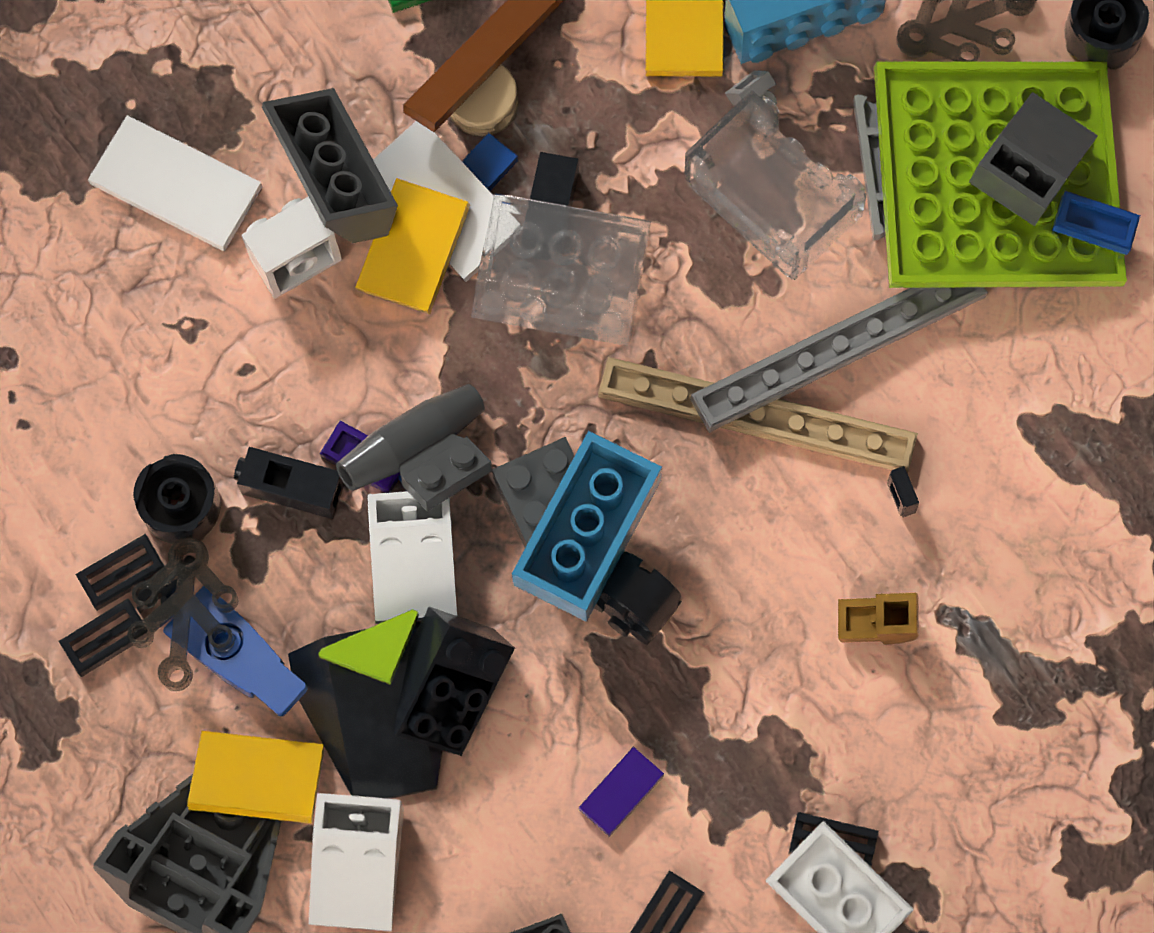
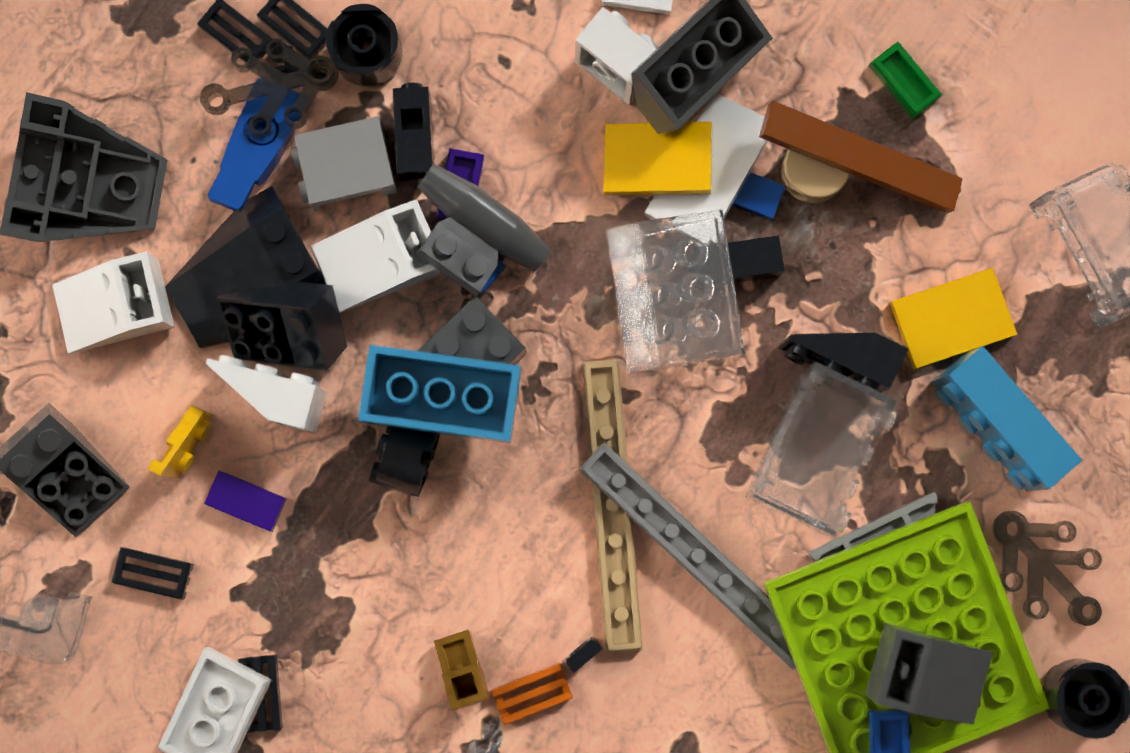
camera: 65 degrees right, 10 degrees up
(256, 777) = (155, 197): yellow tile -> none
(295, 565) = (343, 162): none -> light grey panel
(375, 650) = (279, 255): lime tile -> none
(522, 714) = (282, 400): none -> white slope
(547, 841) = (182, 441): none -> yellow wing
(693, 111) = (860, 356): none -> black slope
(757, 81) = (908, 399): light grey tile -> none
(925, 527) = (539, 706): none -> orange tile

